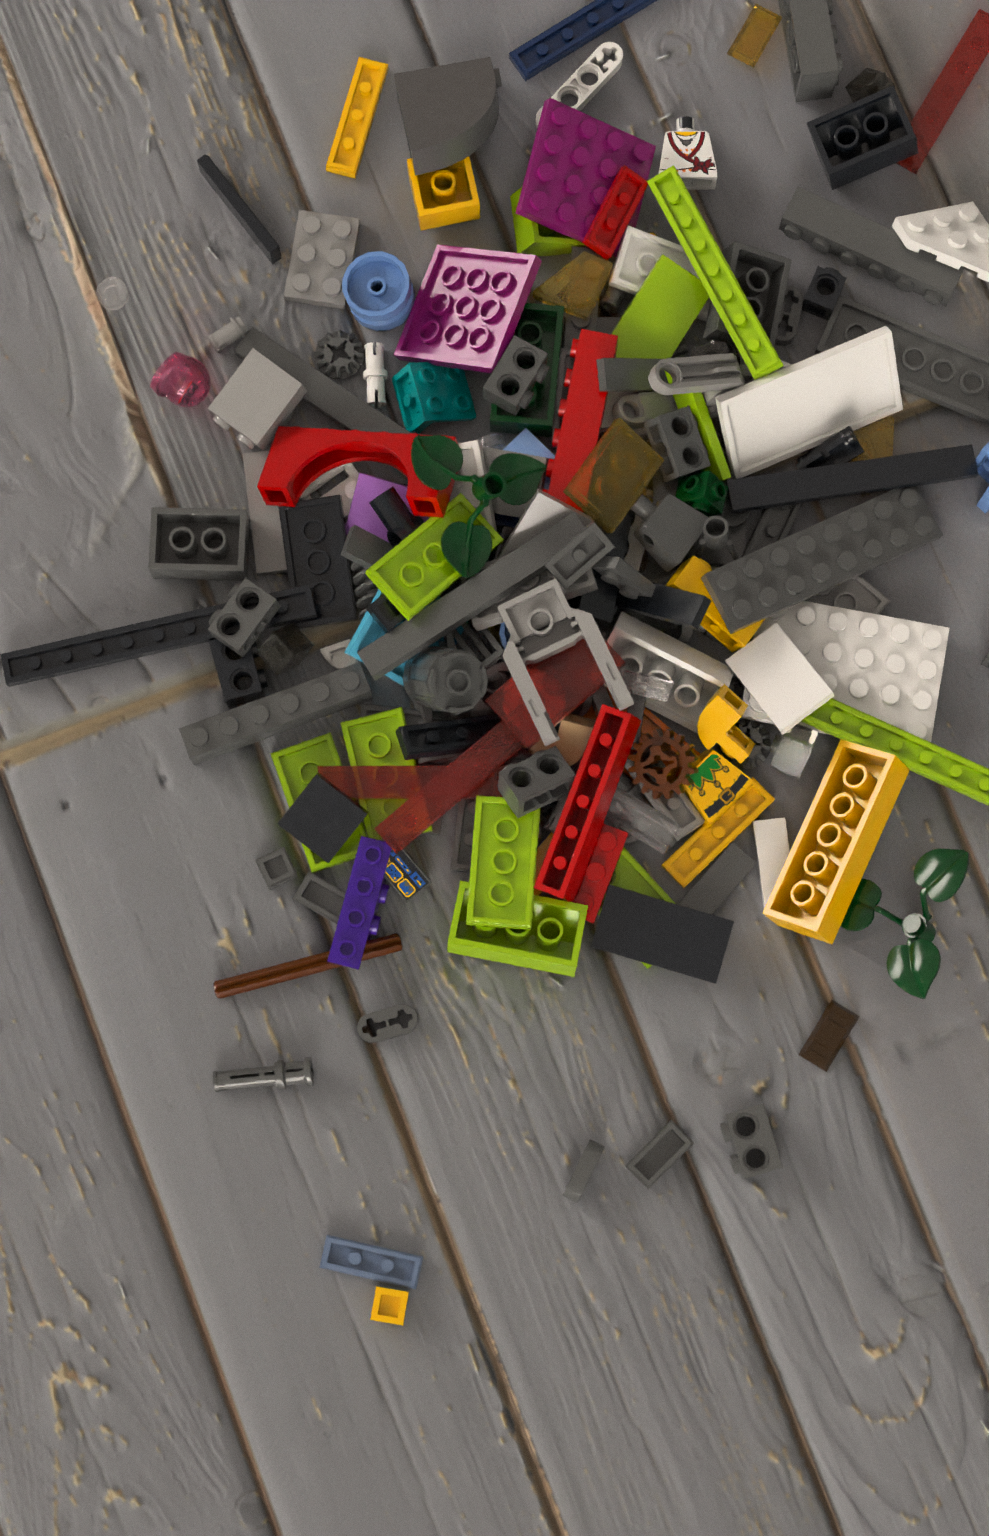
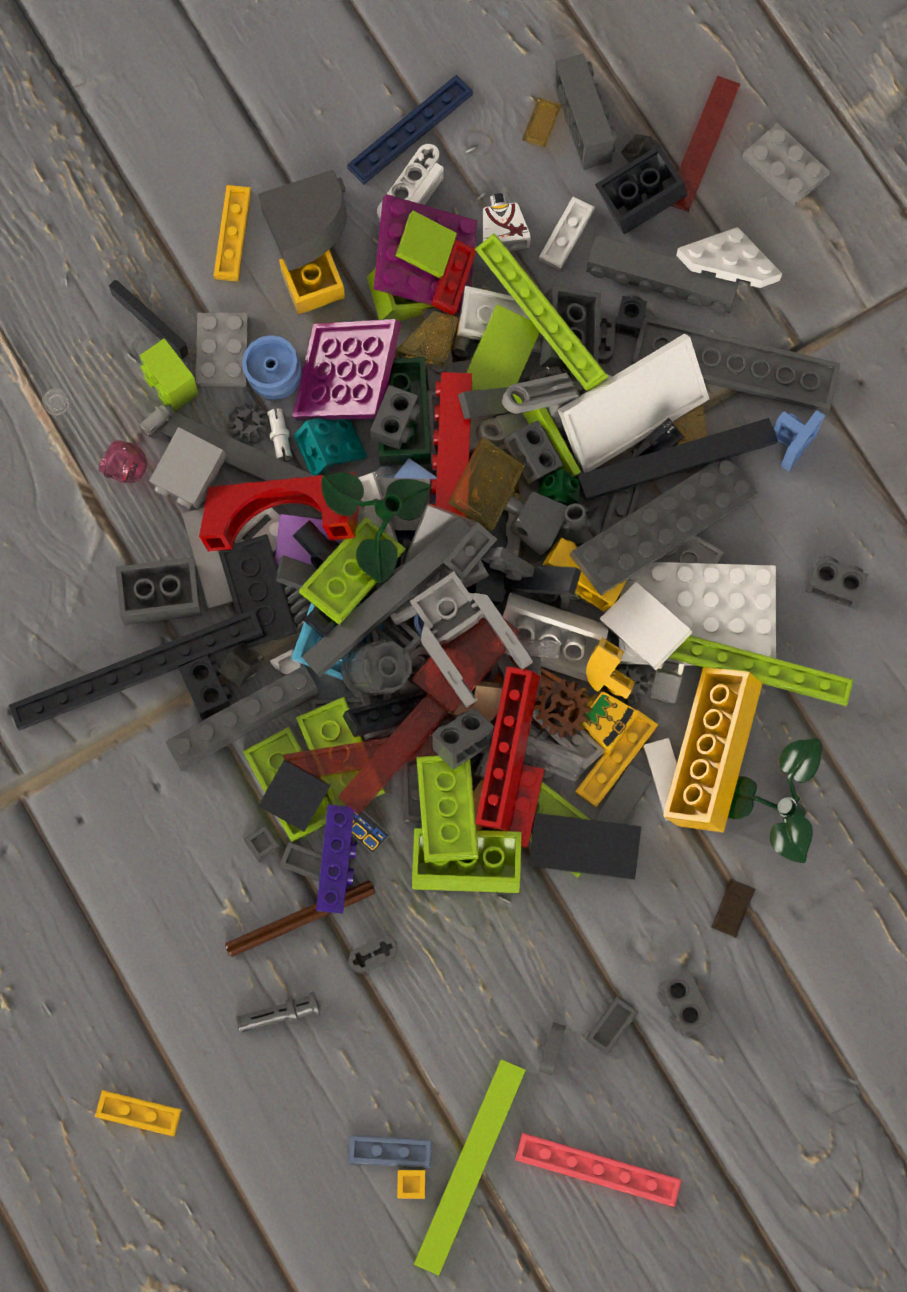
camera: 10 degrees left, 5 degrees down
(80, 1168) = (138, 1113): none -> yellow tile
(251, 282) = (168, 375): none -> lime brick
(251, 621) = (211, 645): dark grey brick -> none
(462, 1296) = (469, 1167): none -> lime tile
(588, 167) = (426, 244): none -> lime tile
(603, 94) = (429, 185): none -> white tile
(615, 1324) = (598, 1169): none -> coral tile
(762, 178) = (566, 233): none -> white tile

